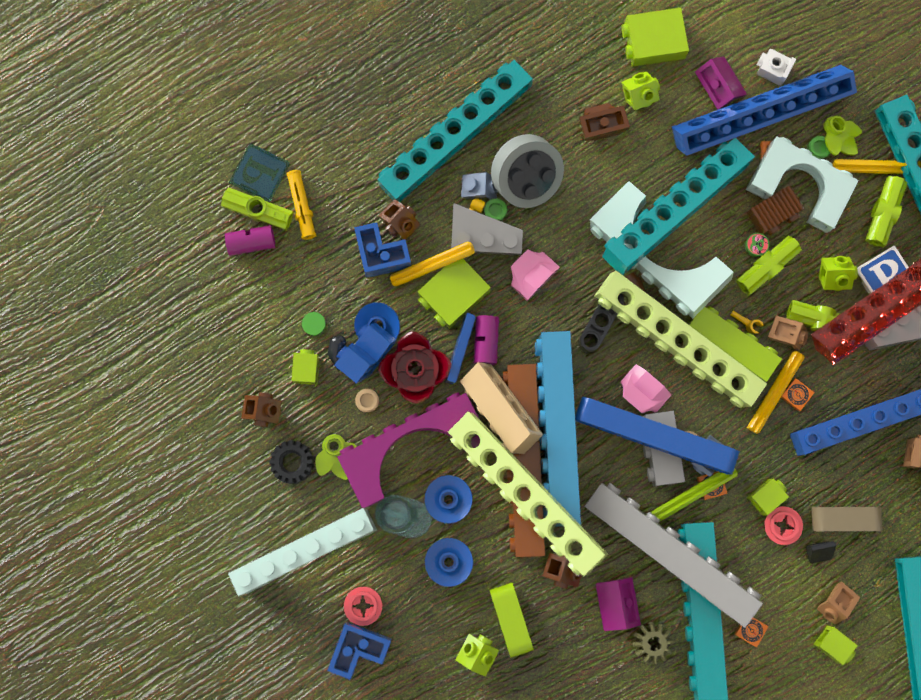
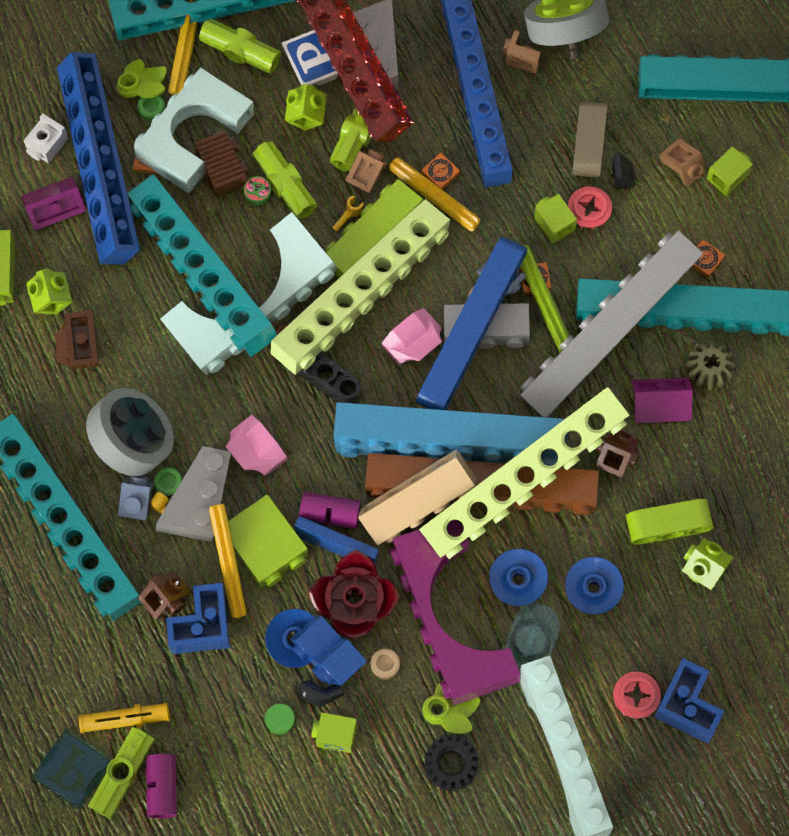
camera: 80 degrees left, 10 degrees down
(261, 409) = (381, 790): reddish brown brick -> none

